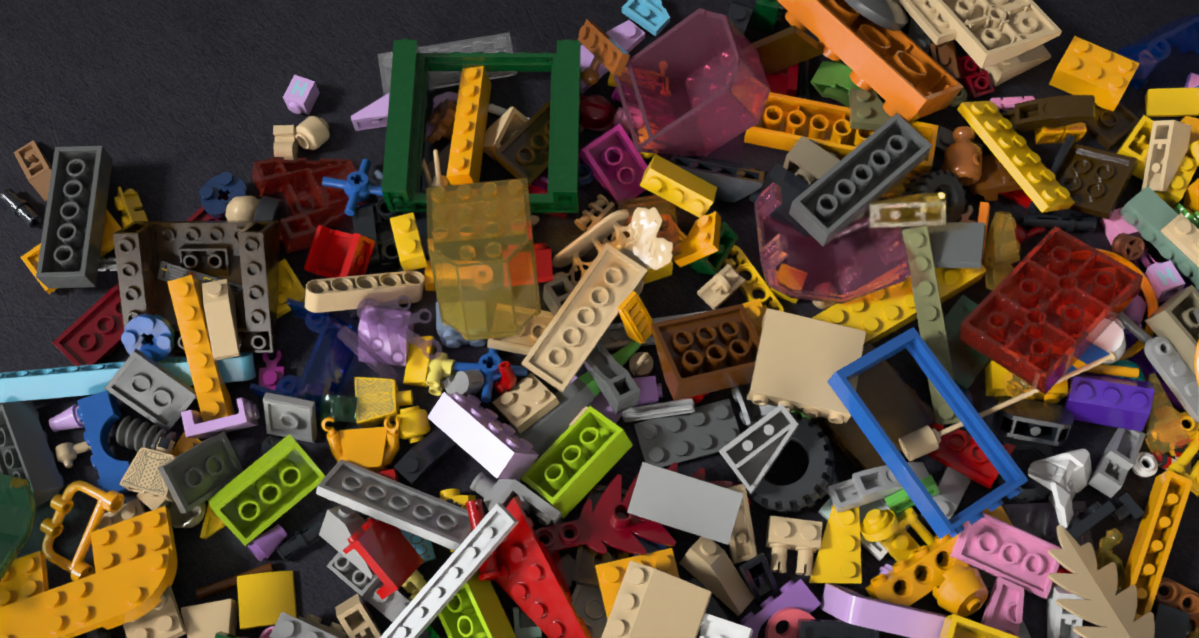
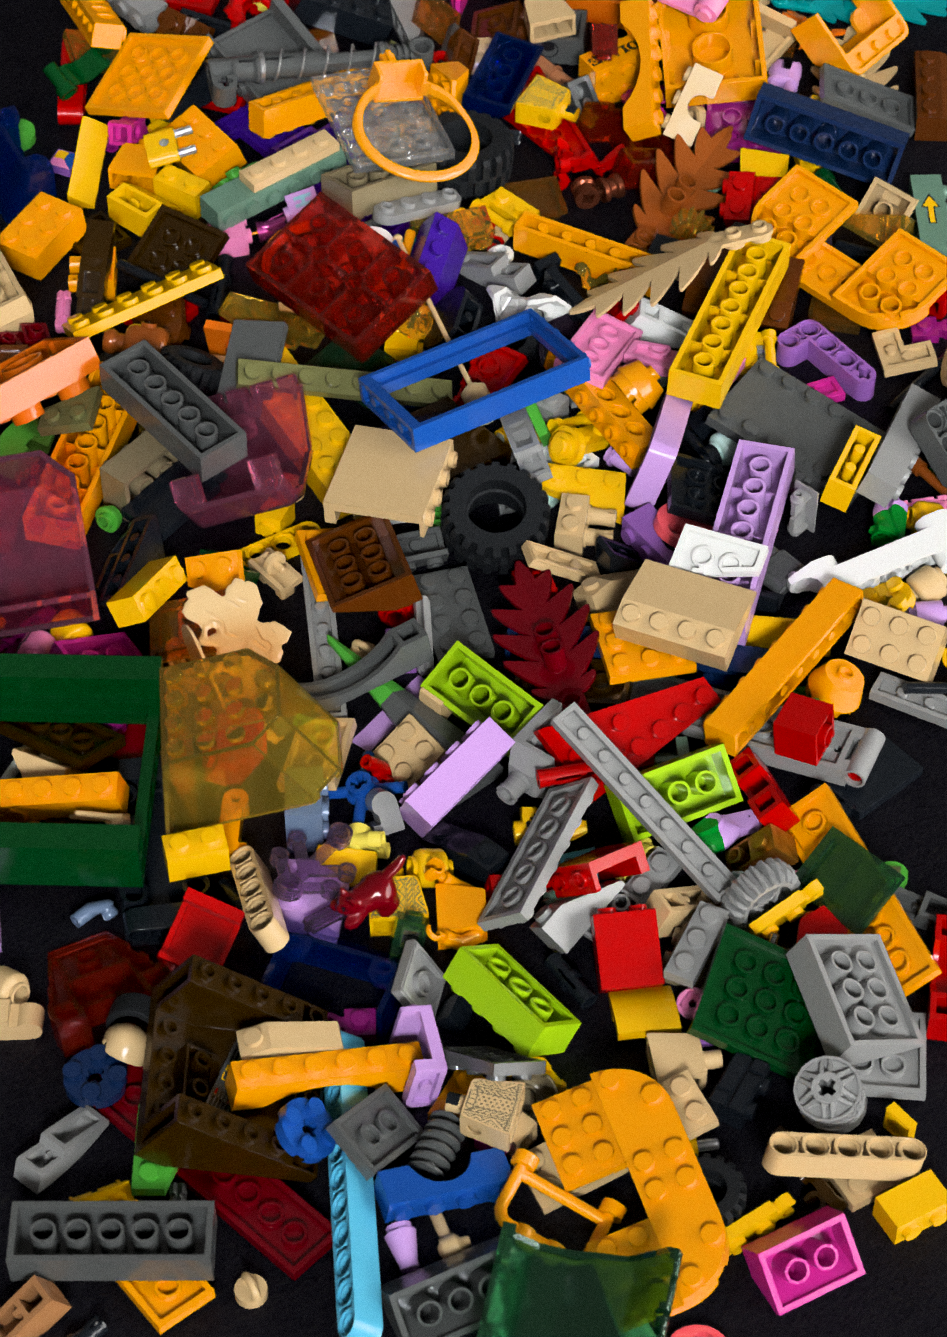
camera: 90 degrees left, 20 degrees down
(50, 317) = (250, 1290): none -> tan tile
(174, 180) = (59, 1148): none -> light grey slope
(230, 582) = (618, 1046): reddish brown bar -> none
(267, 542) = (582, 1012): medium lavender cone -> none
(312, 582) = (626, 948): none -> red brick
(356, 186) = (100, 925): blue bar -> none
(364, 373) = (373, 893): none -> dark red animal
(584, 317) = (322, 671): tan plate -> none
(637, 321) = (318, 636): light orange slope -> none
(685, 503) = (544, 588): light grey tile -> none
(759, 446) = (486, 514): light grey wedge -> none
(775, 157) = (108, 518): none -> bright green plate
(909, 211) = (216, 369): clear yellow slope -> none
(1128, 246) = (261, 229): copper wheel -> none
(1166, 150) = (161, 185): tan slope -> none

